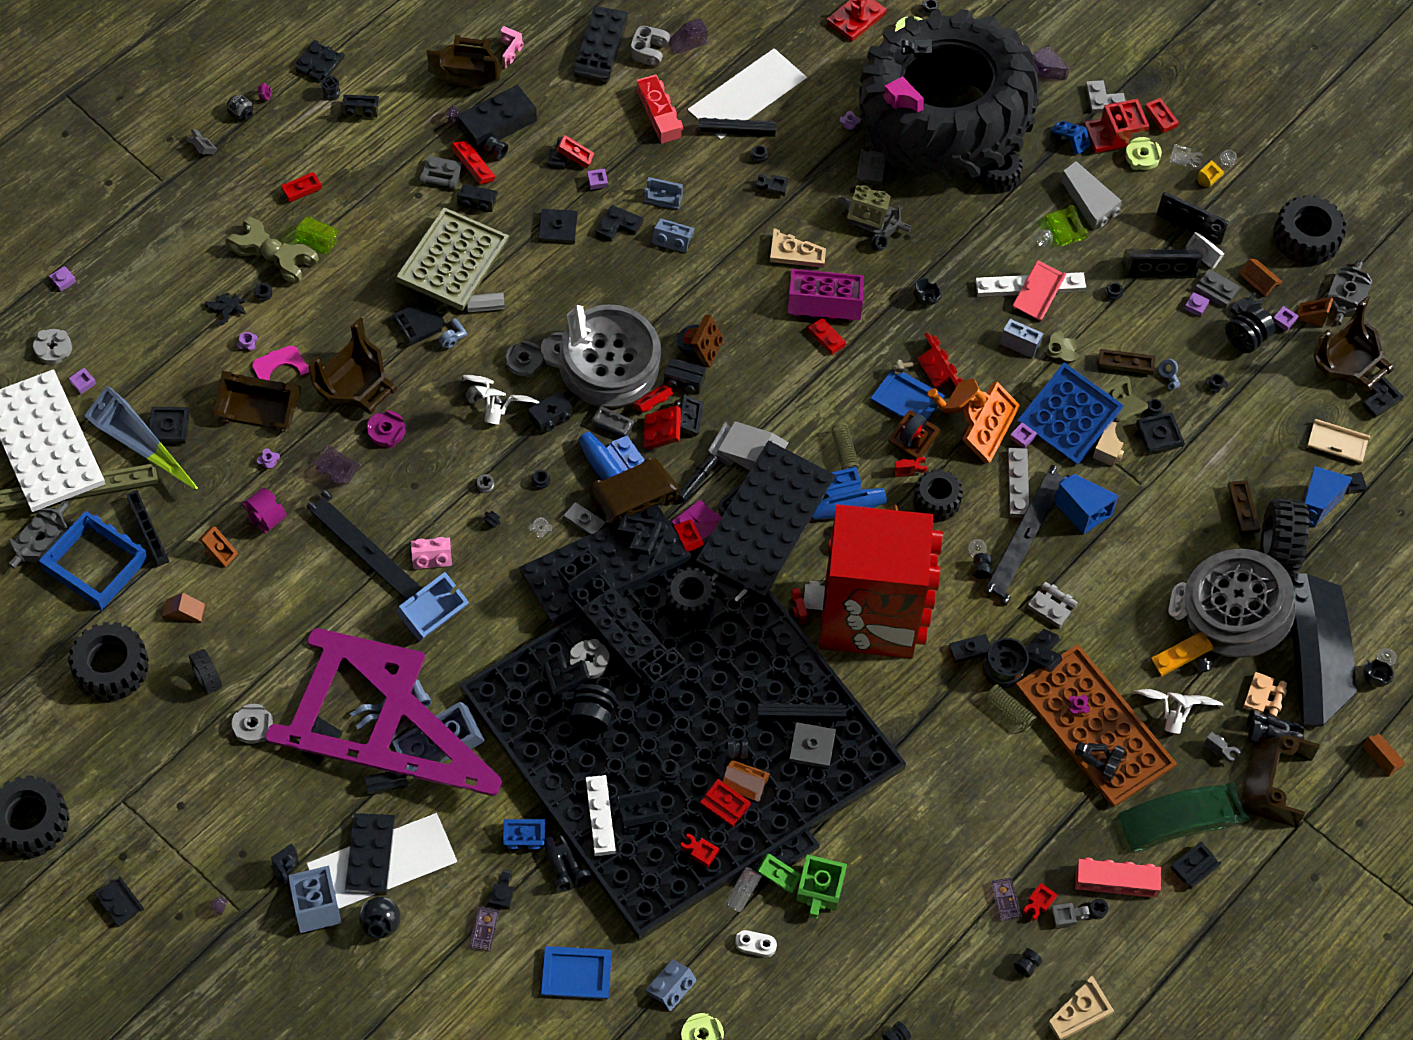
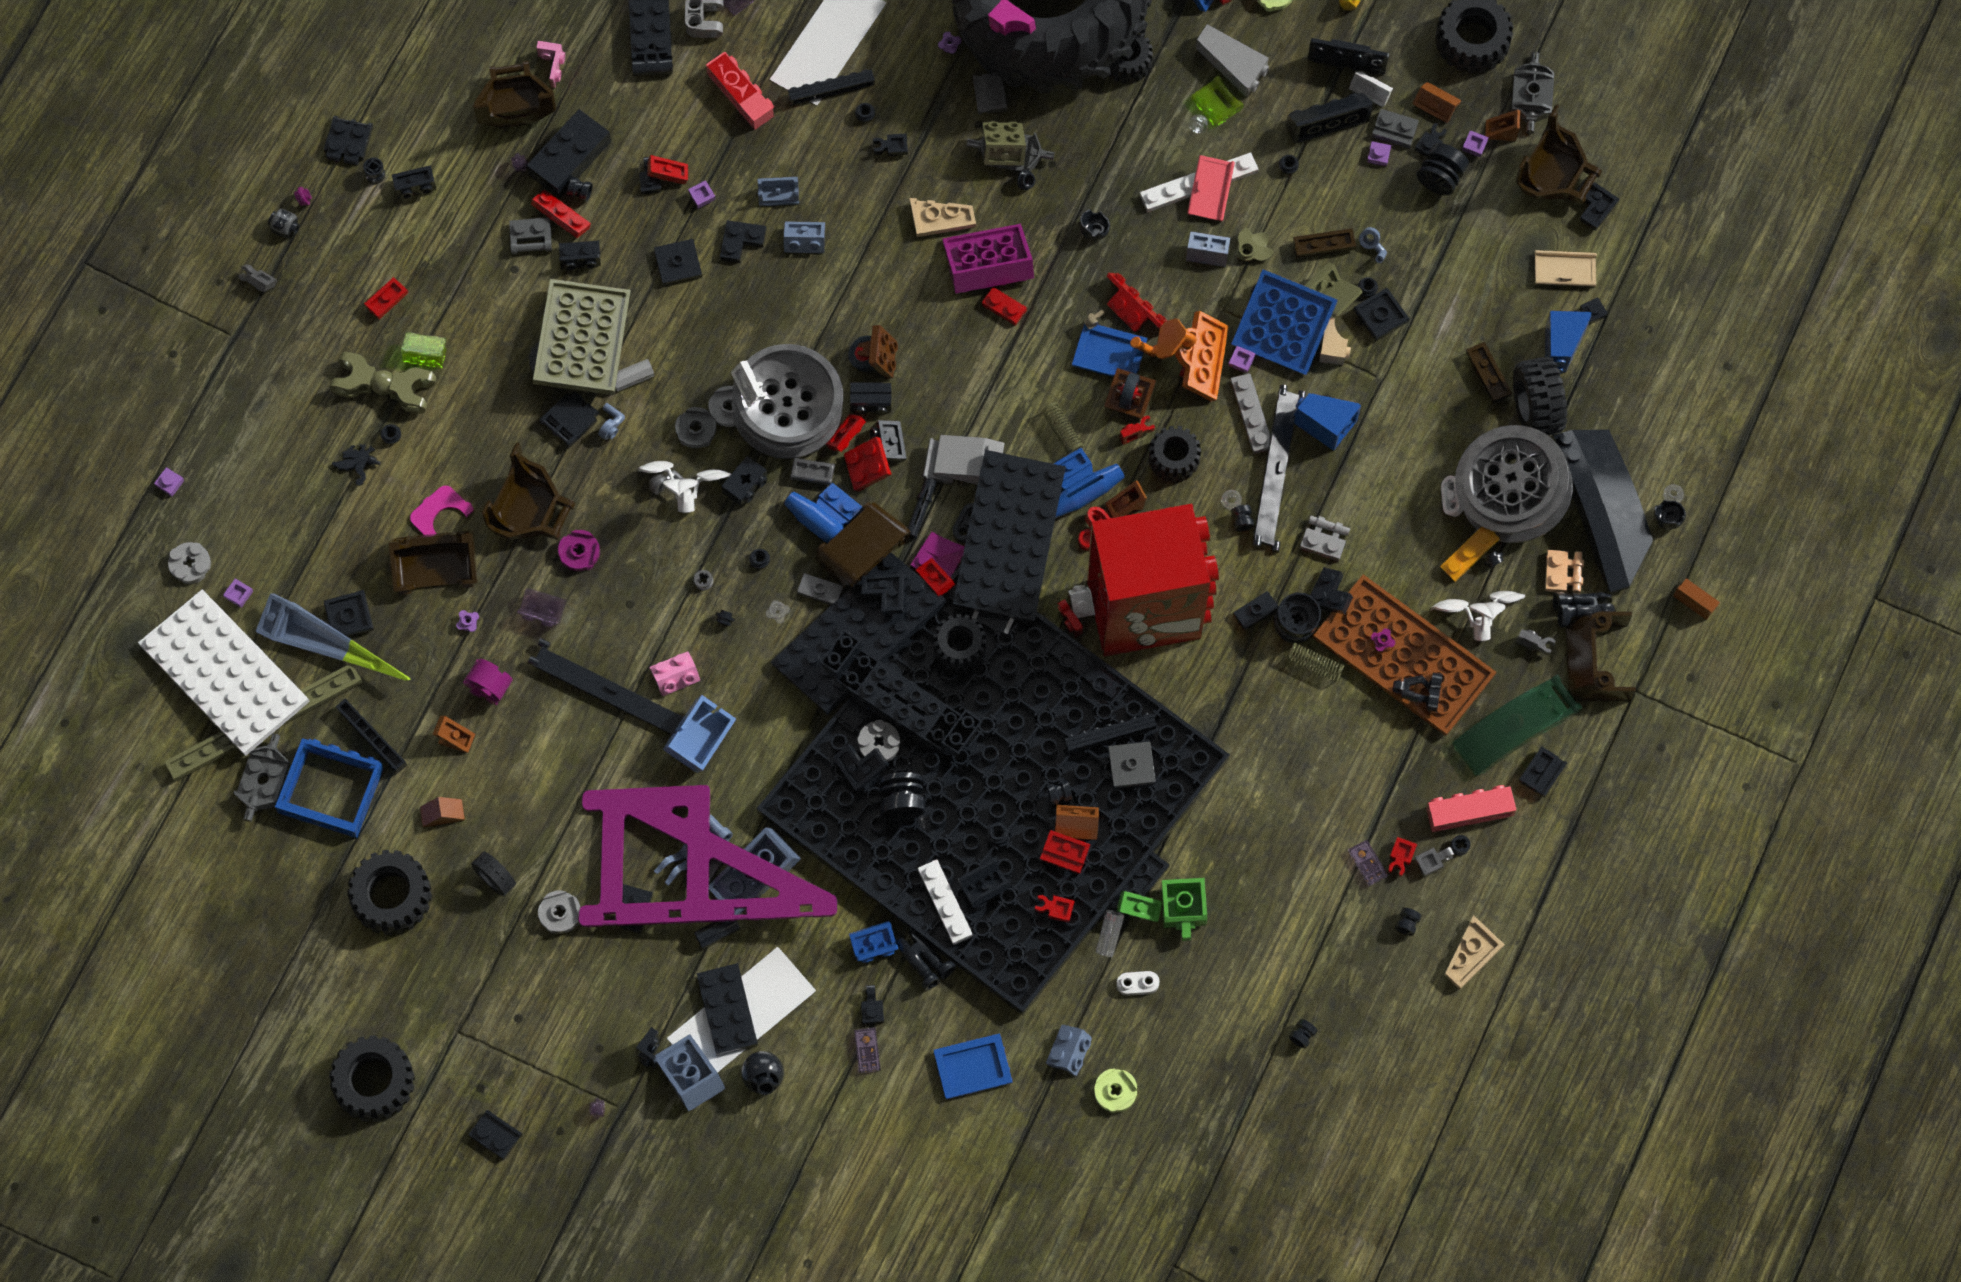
camera: 15 degrees left, 10 degrees up
(247, 336) = (390, 491): medium lavender plate -> none
(1218, 378) = (1424, 233): black plate -> none

